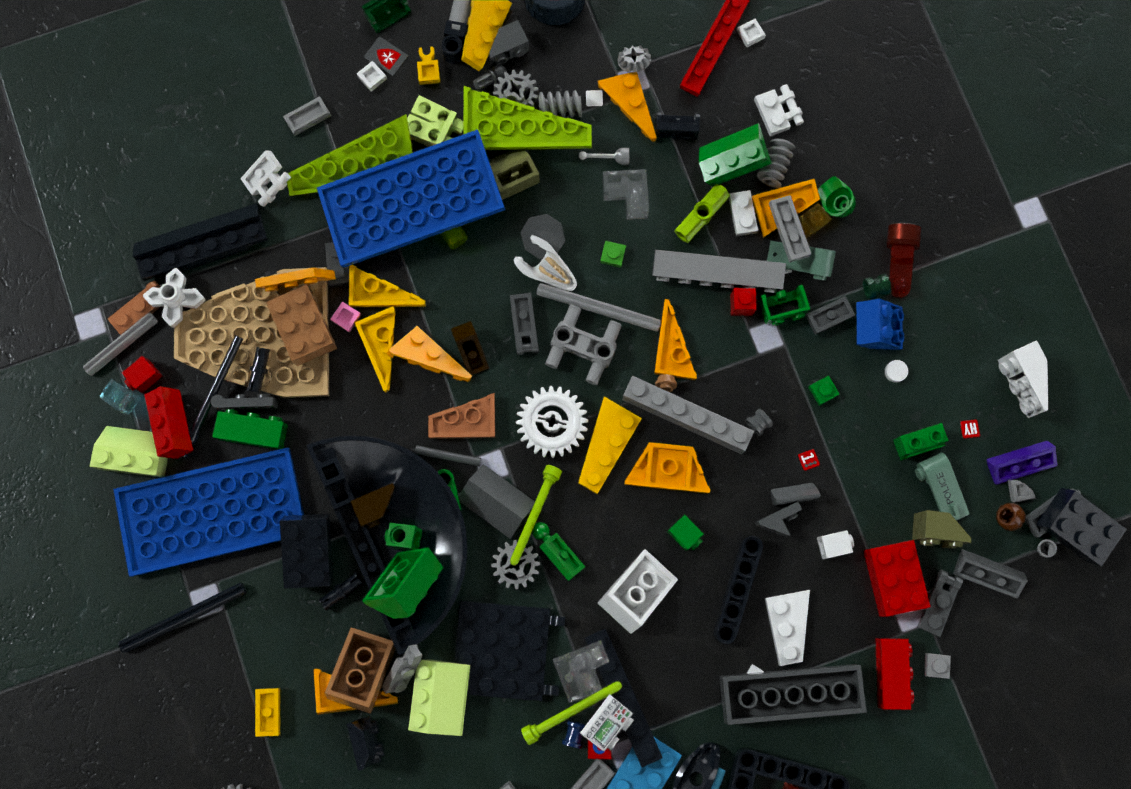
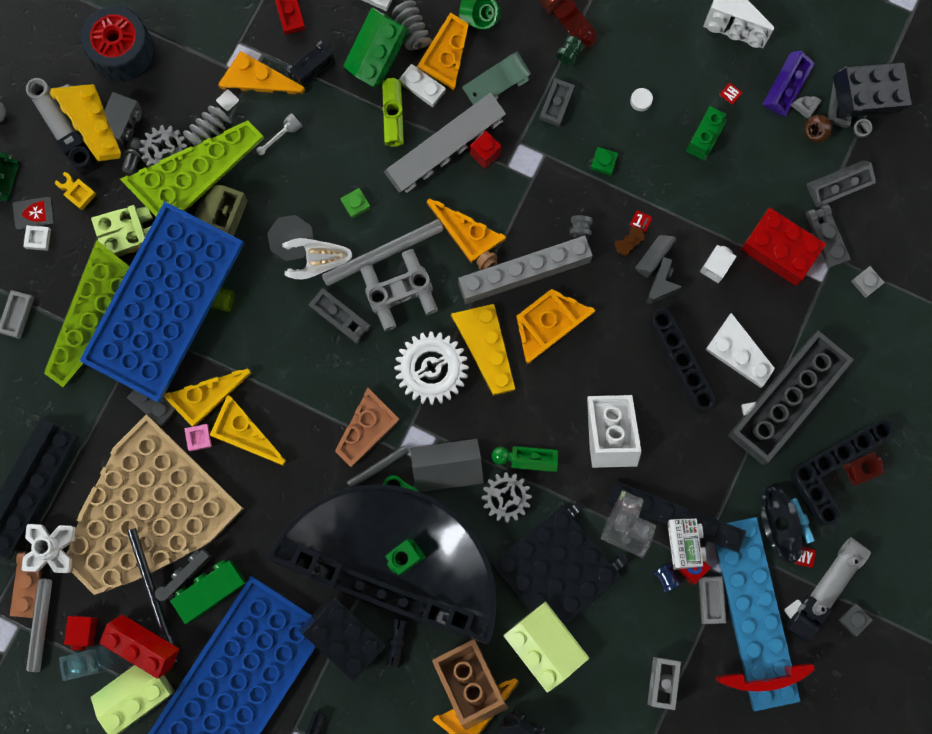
camera: 45 degrees left, 0 degrees up
(258, 370) = (170, 540): black pin -> none
(261, 173) = (23, 391): white plate -> none
(294, 278) = (131, 445): light orange wing -> none
(301, 325) = (171, 474): medium nougat brick -> none
(373, 506) = (360, 556): dark brown slope -> none
(402, 670) = (501, 653): light grey hinge -> none
(404, 583) = (440, 588): green slope -> none
(423, 351) = (287, 406): light orange wing -> none
(470, 348) = (316, 371): dark brown slope -> none
(533, 732) = (637, 604): lime piece -> none
(551, 475) = (468, 408): lime piece -> none
(626, 62) = (229, 51): light grey gear -> none
(628, 186) = (322, 140): clear brick -> none
(686, 533) = (606, 356): green brick -> none
(781, 298) = (520, 108): green window -> none
(785, 467) = (626, 245): none -> reddish brown piece
(789, 228) = (468, 64): light grey plate -> none
(814, 220) = (477, 50): clear yellow slope -> none
(879, 325) = (598, 76): blue slope -> none
(894, 673) = (844, 315): red brick -> none
(938, 527) = (779, 183): olive slope -> none
(943, 484) = (742, 145): sand green door -> none

